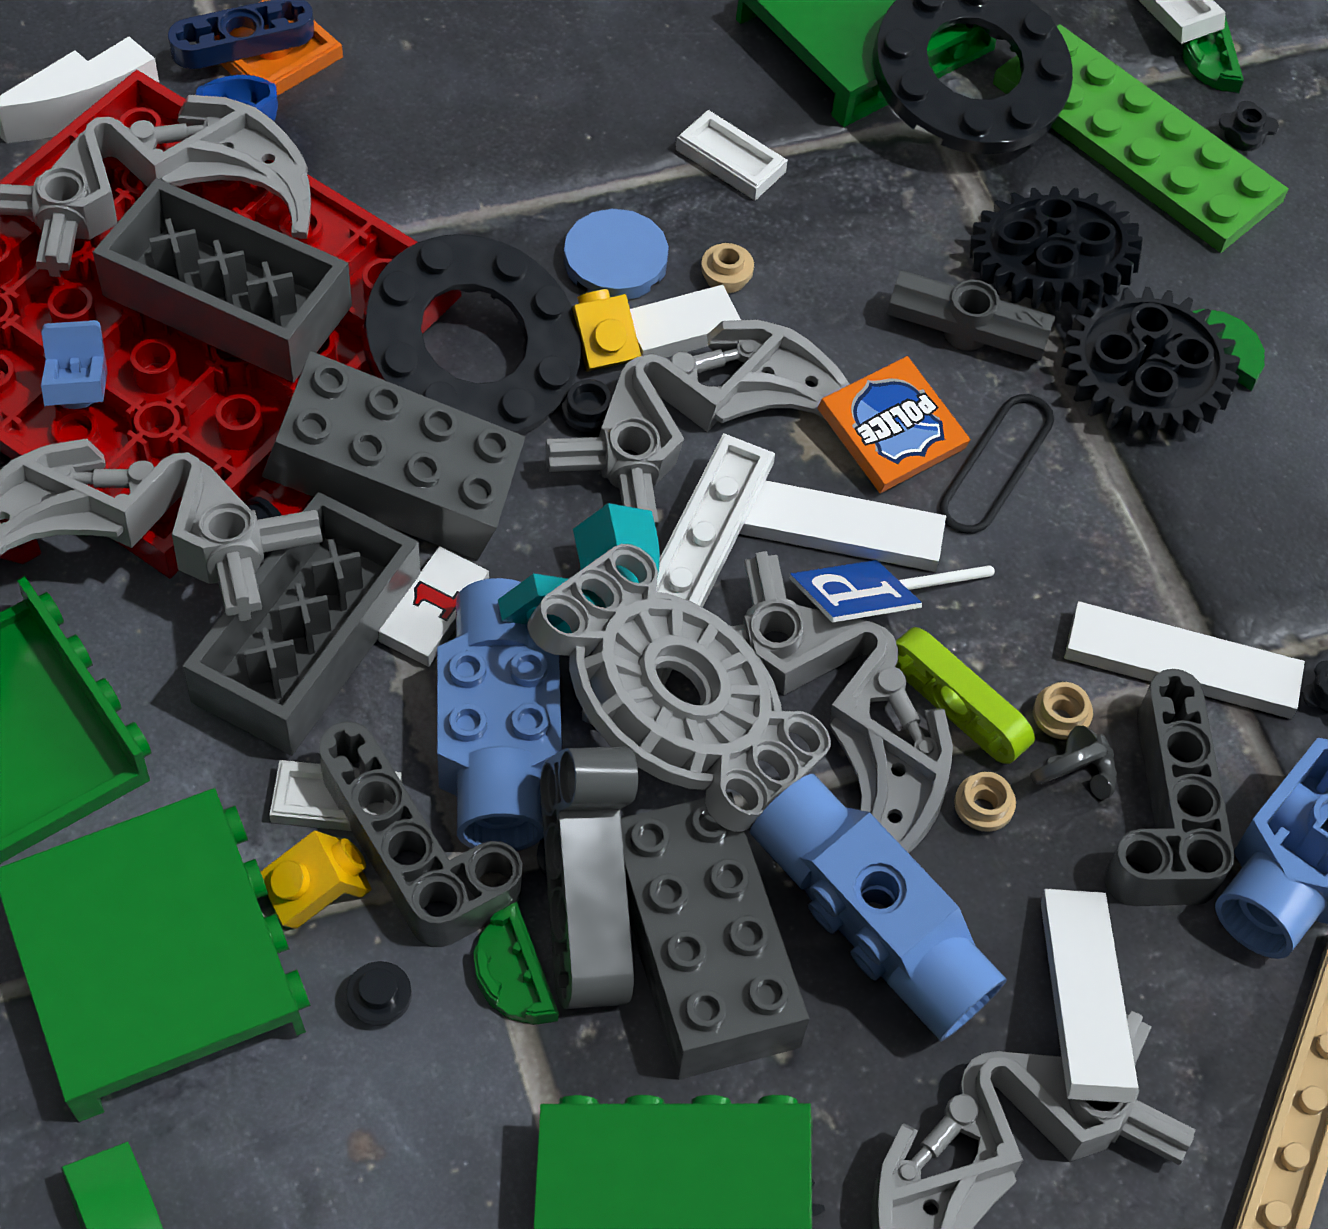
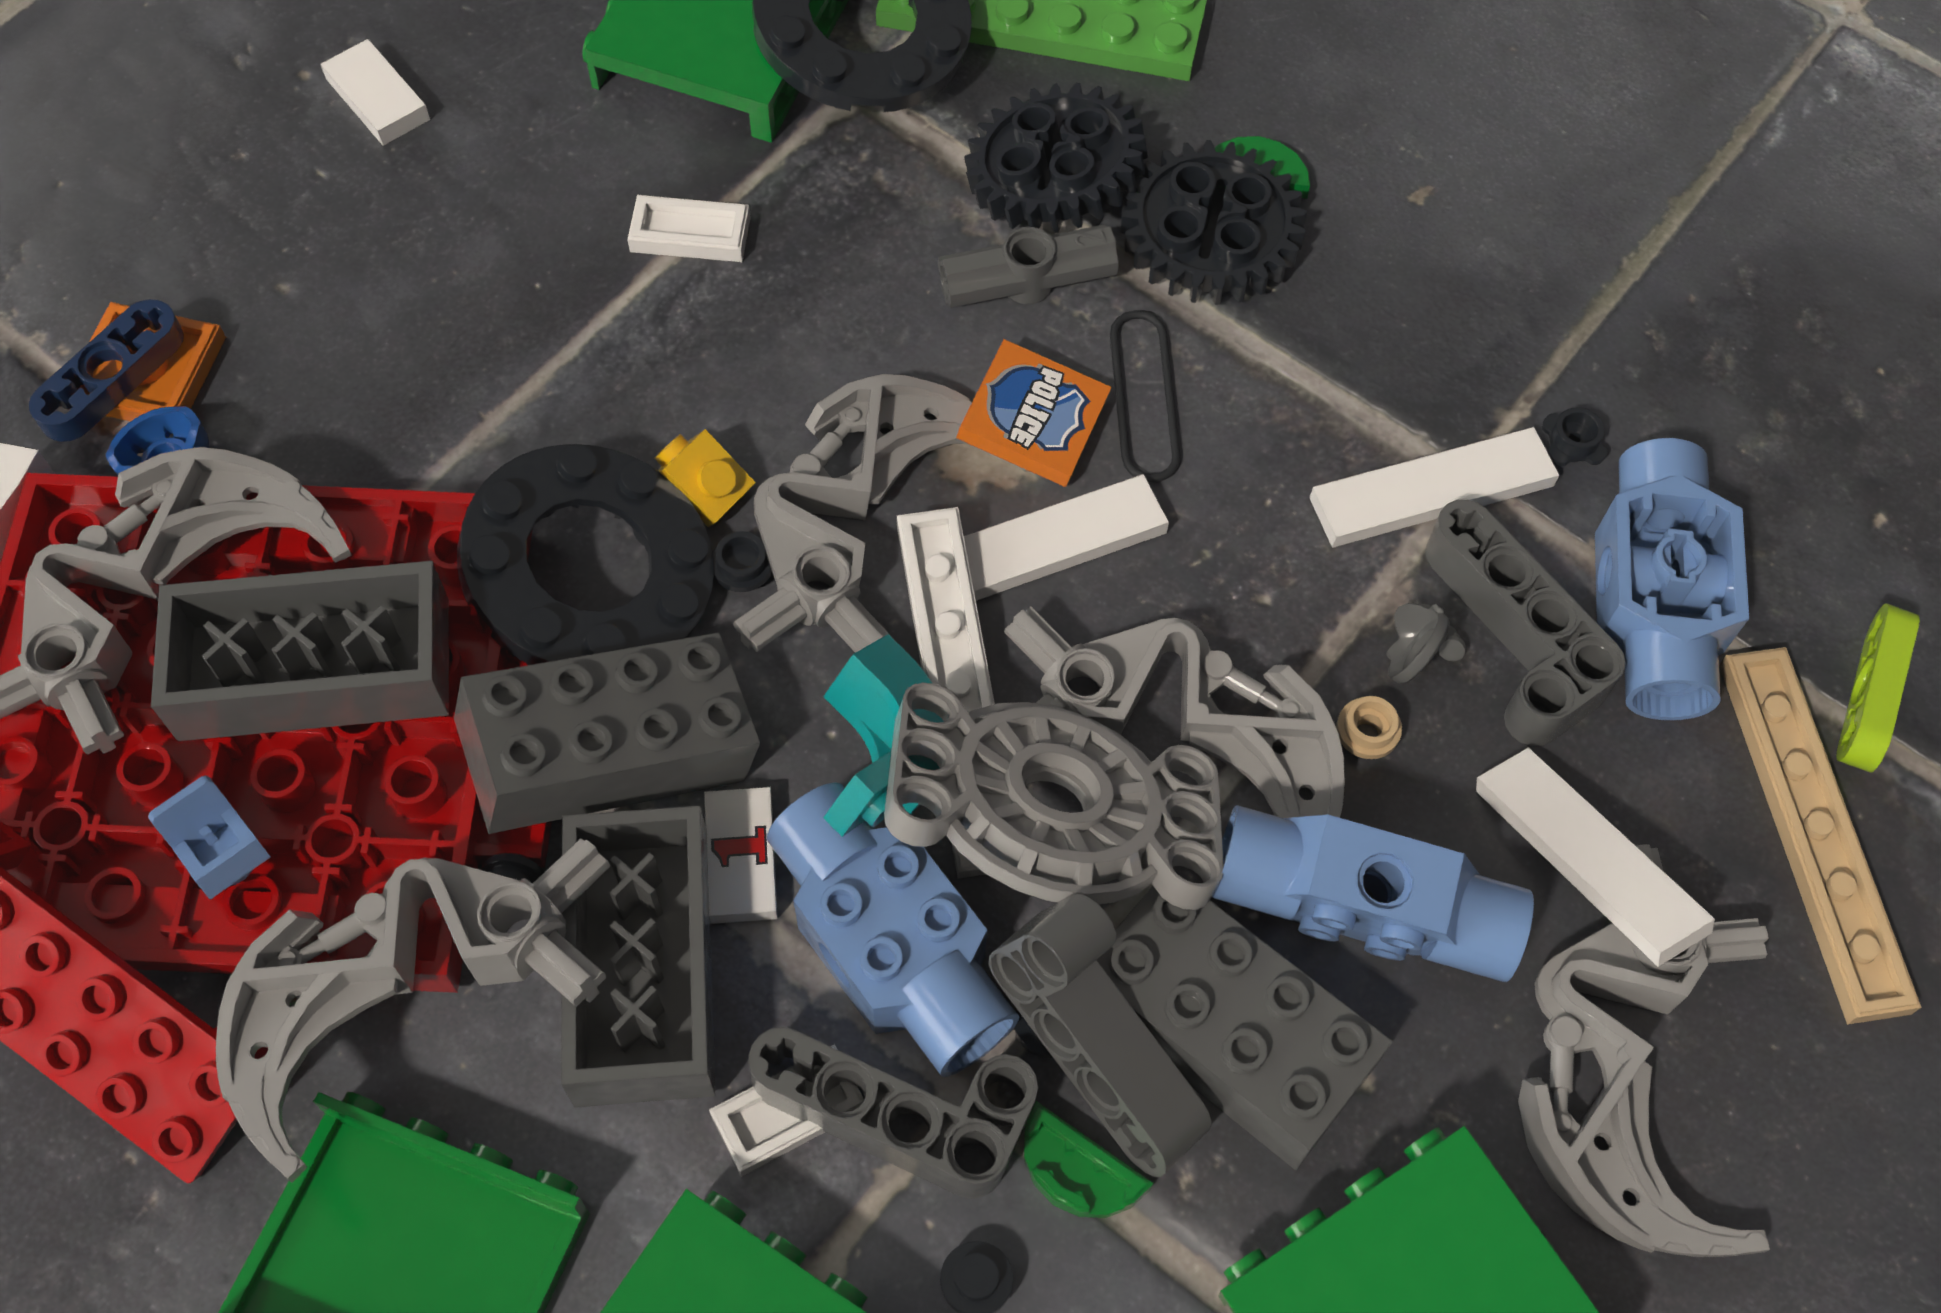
camera: 30 degrees left, 5 degrees up
(314, 876) = (832, 1206): yellow bracket -> none
(616, 253) = (653, 391): medium blue tile -> none
(681, 321) = (769, 422): white tile -> none
(727, 266) = (769, 356): tan plate -> none
(870, 588) = (1126, 594): piece -> none
(964, 696) = (1284, 639): lime beam -> none
(1063, 697) = (1377, 585): tan plate -> none

